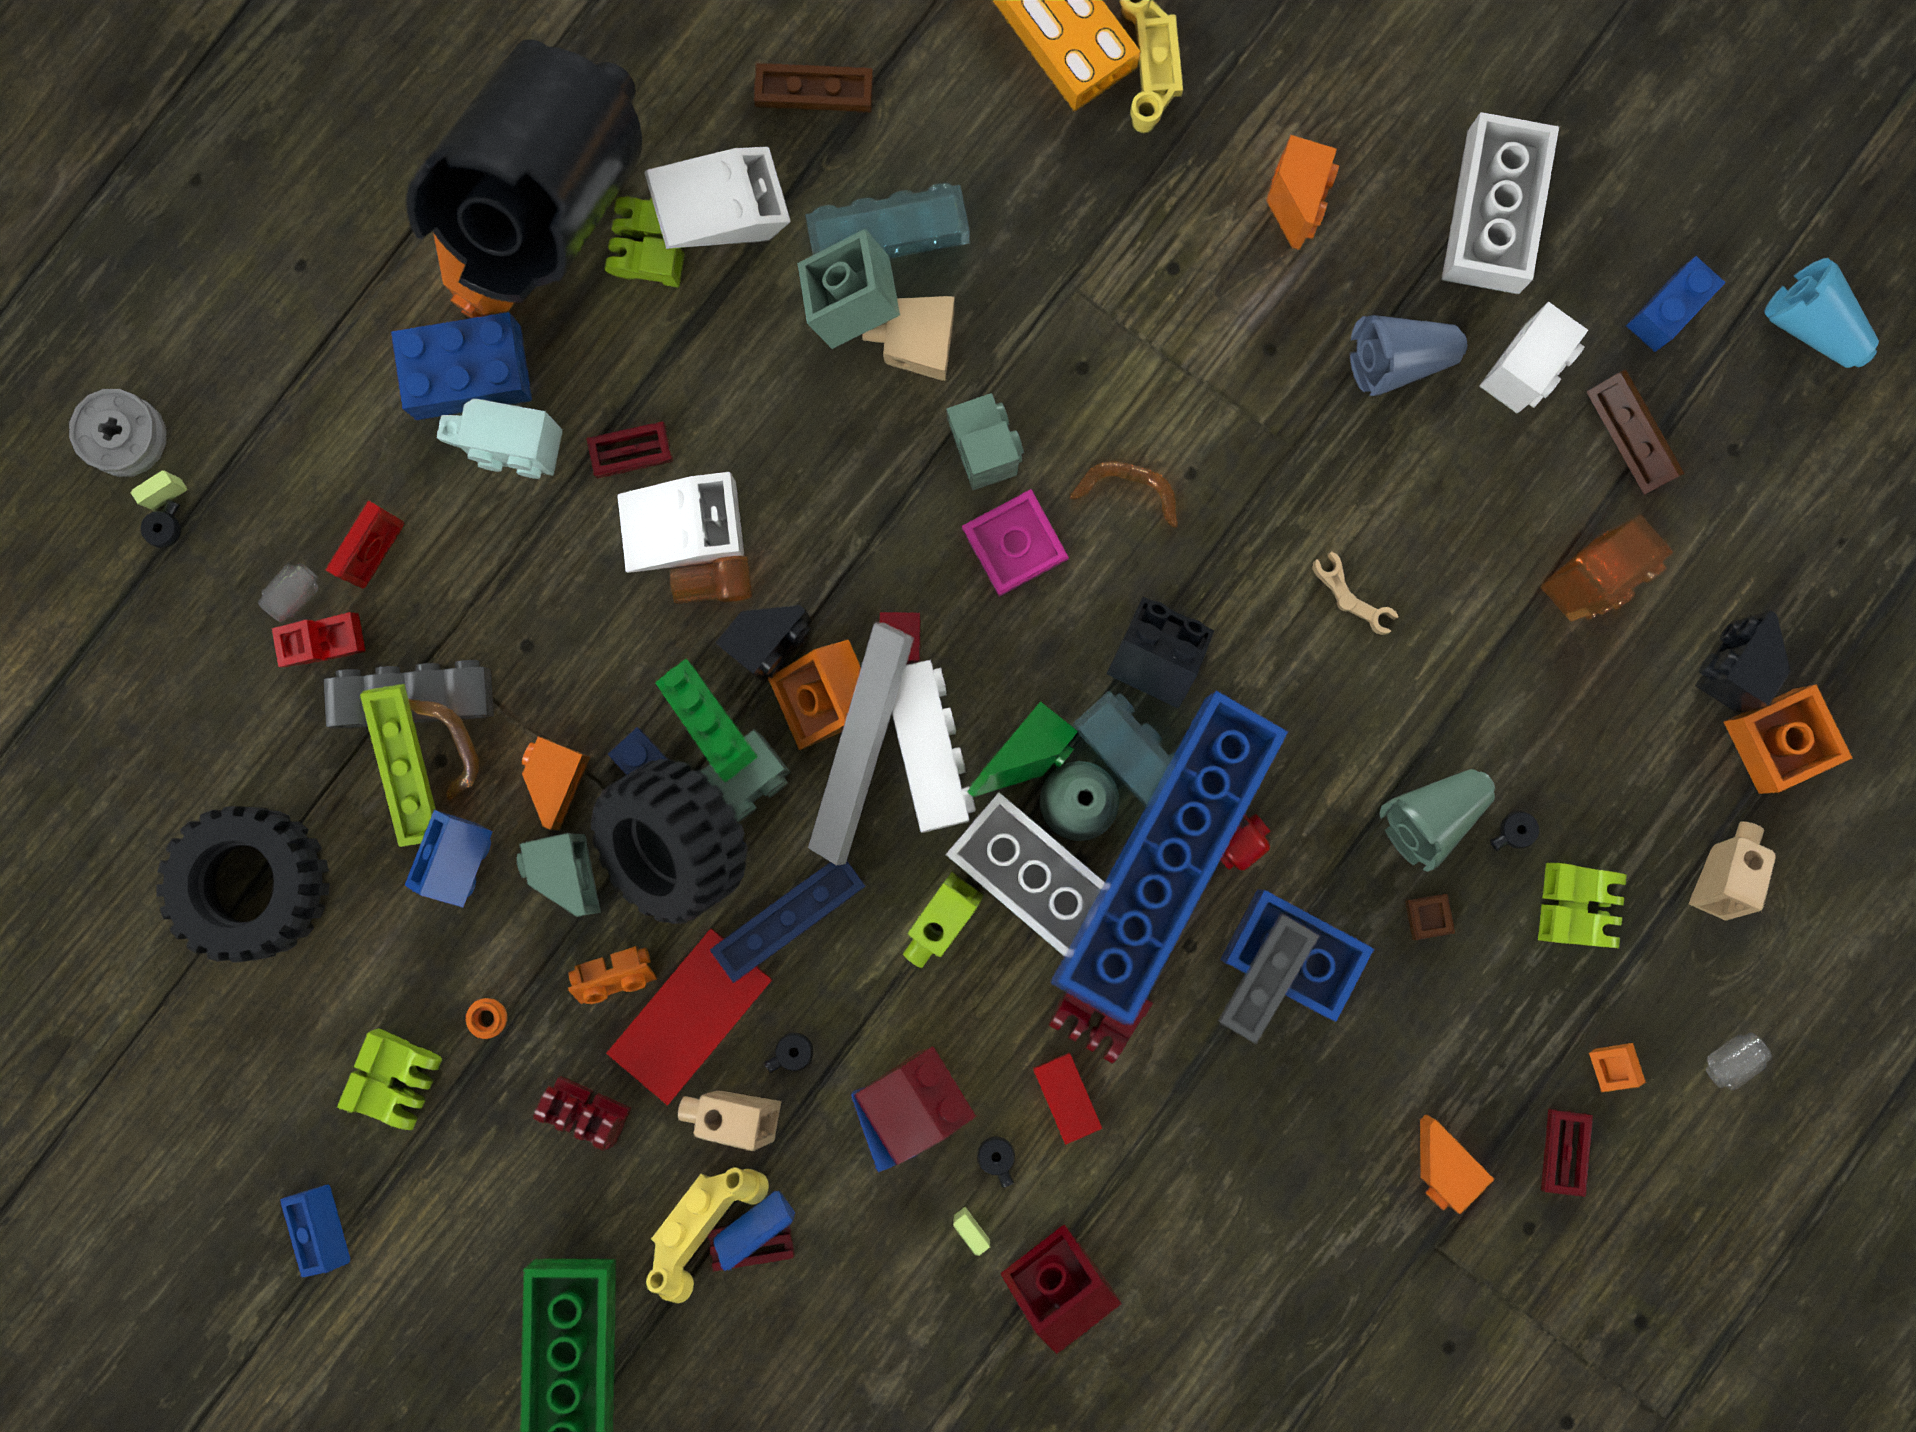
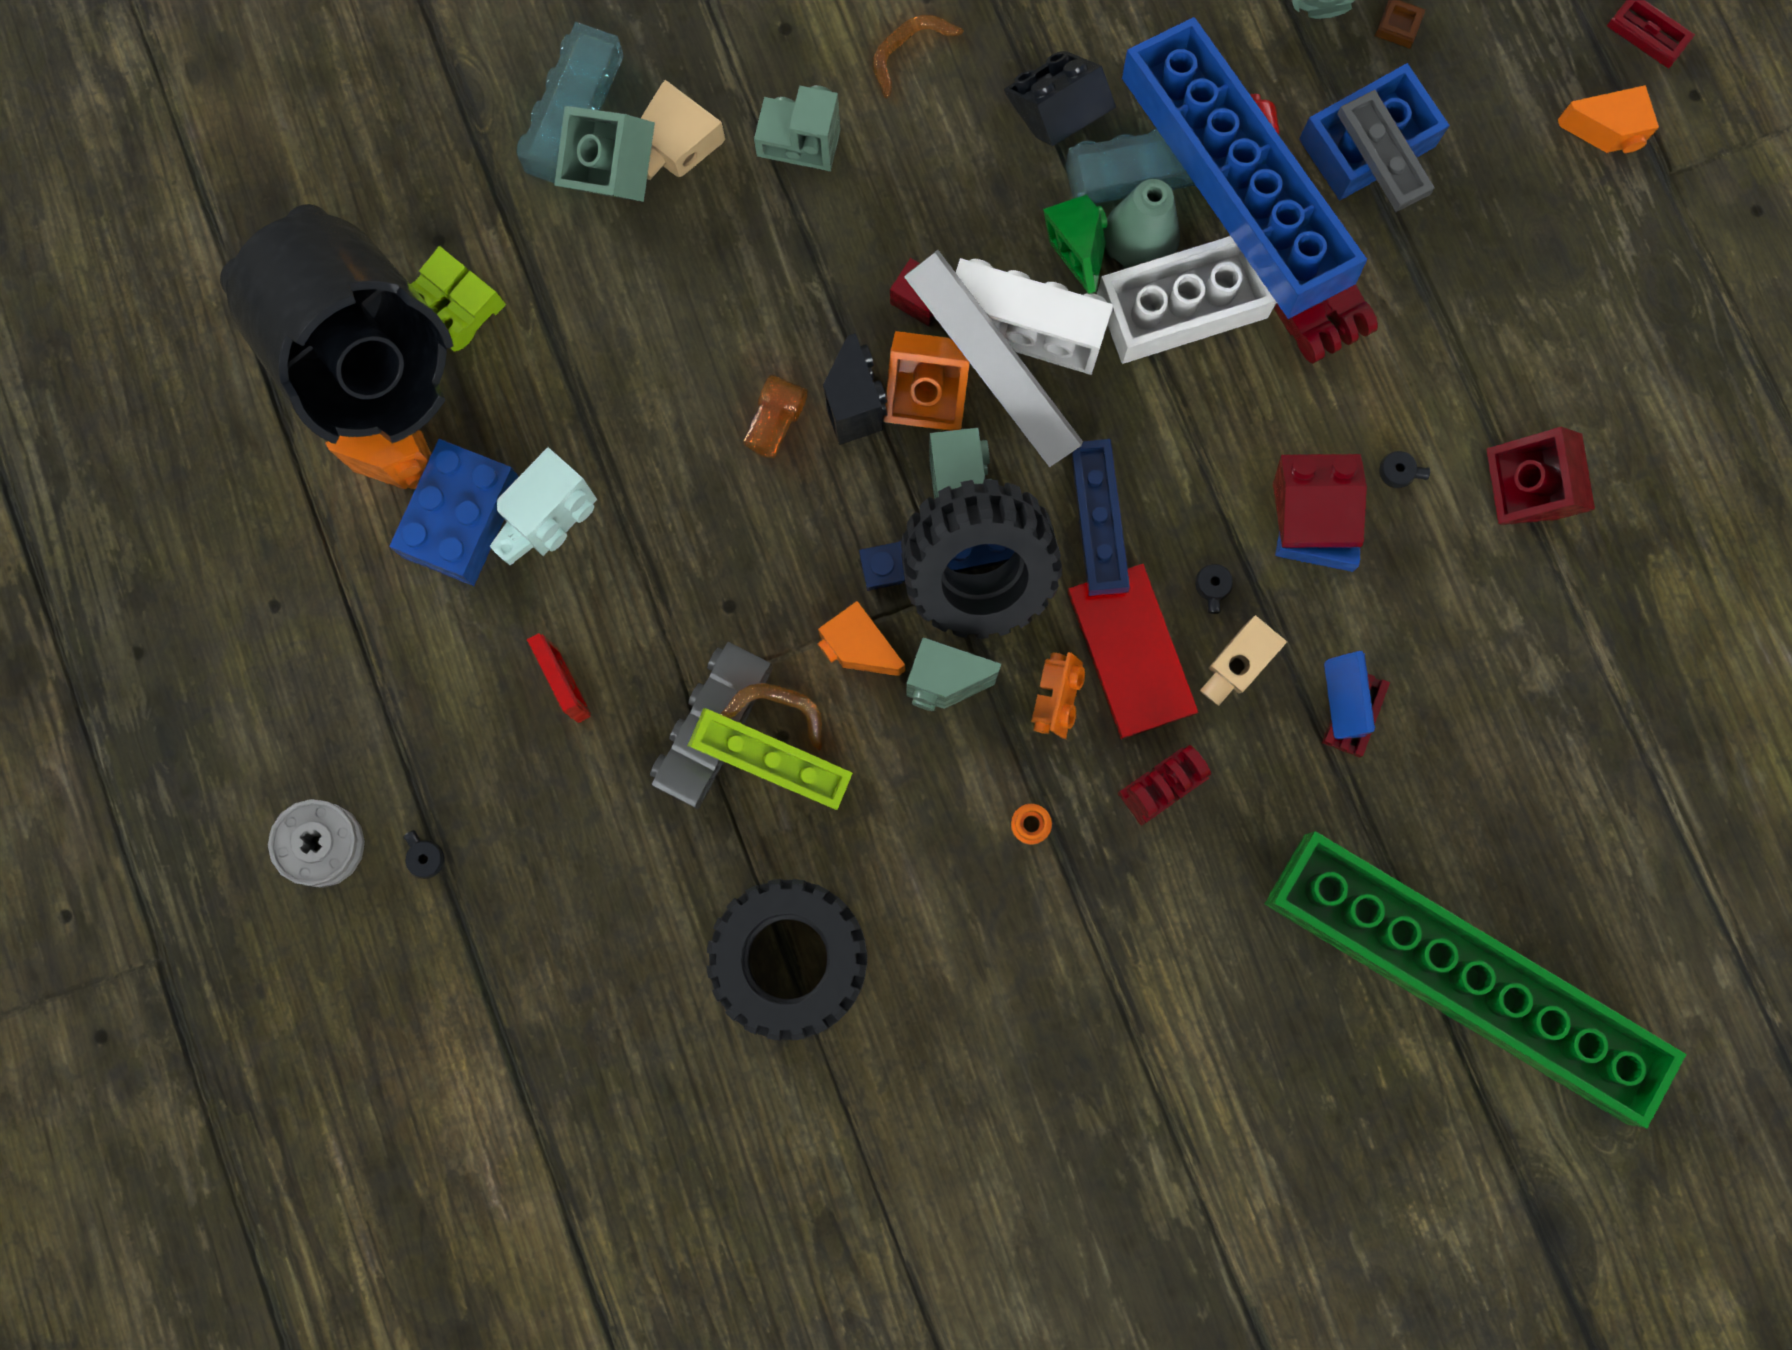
camera: 60 degrees left, 5 degrees down
(158, 489) = (390, 837): yellowish green tile -> none
(288, 591) = (554, 775): clear brick -> none
(315, 1231) = (1128, 1085): blue slope -> none
(318, 640) = (611, 778): red slope -> none
(372, 1088) = (1037, 956): lime legs -> none
(449, 859) = (874, 769): blue brick -> none
(633, 464) = (629, 433): dark red tile -> none
(681, 522) = (709, 409): white slope -> none
(691, 1224) = (1311, 746): light yellow plate -> none
(706, 720) = (894, 474): green plate -> none
(718, 198) = (459, 212): white slope -> none
(813, 87) = (413, 96): reddish brown plate -> none
(951, 910) = (1172, 375): lime torso -> none
(971, 1231) = (1451, 521): yellowish green tile -> none
(1015, 542) = (896, 161): dark pink tile -> none
(1067, 1098) = (1383, 384): red tile -> none

